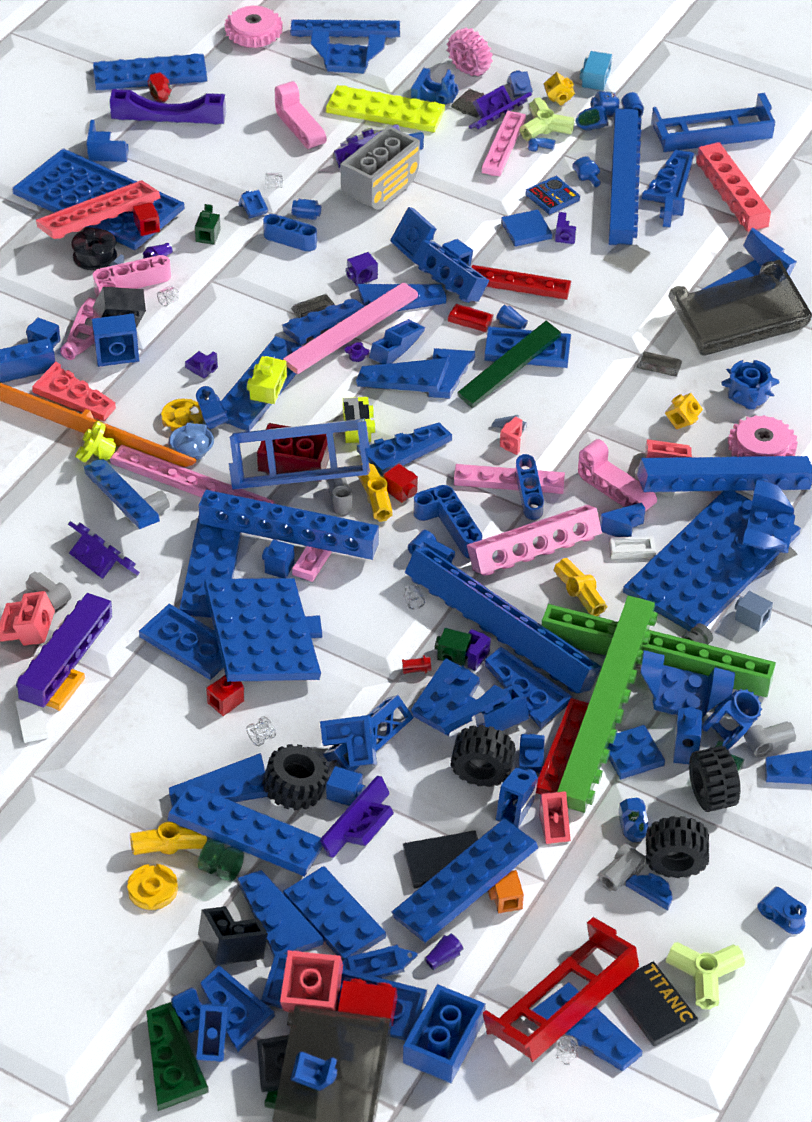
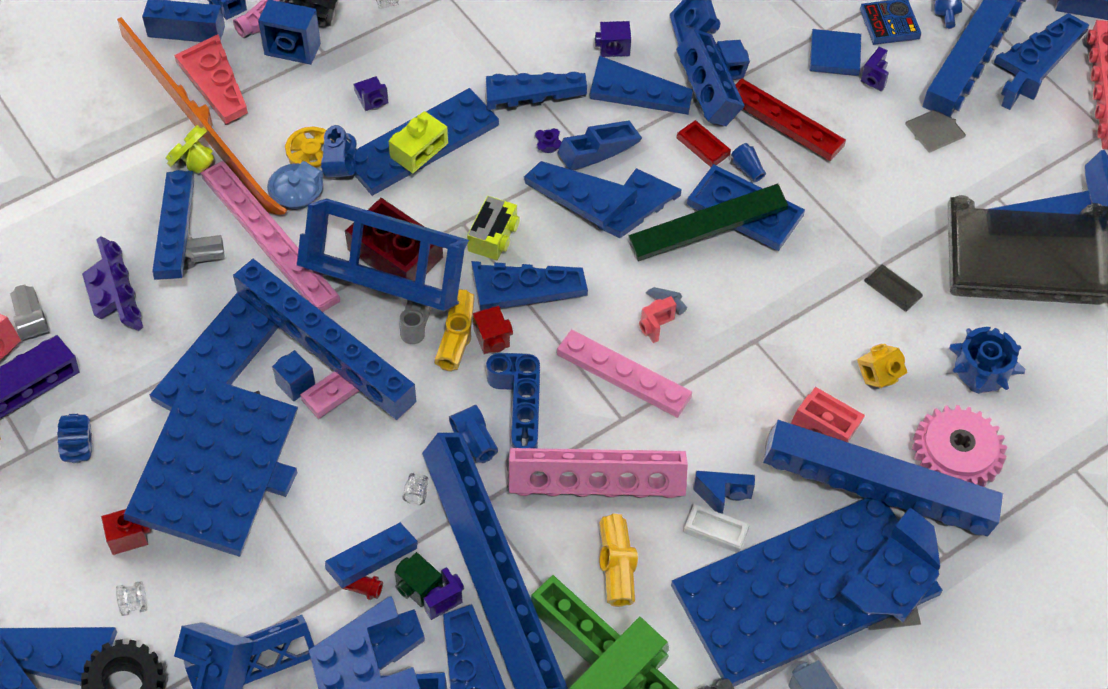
camera: 25 degrees right, 10 degrees up
(148, 651) = (74, 438): none -> blue gear
(184, 640) = (126, 433): blue plate -> none
(312, 305) = (536, 64): clear smoke tile -> none
(350, 328) = (553, 109): bright pink tile -> none
(411, 644) = (371, 555): none -> blue plate
(529, 496) = (632, 384): blue beam -> none
(609, 479) = (731, 405): bright pink beam -> none

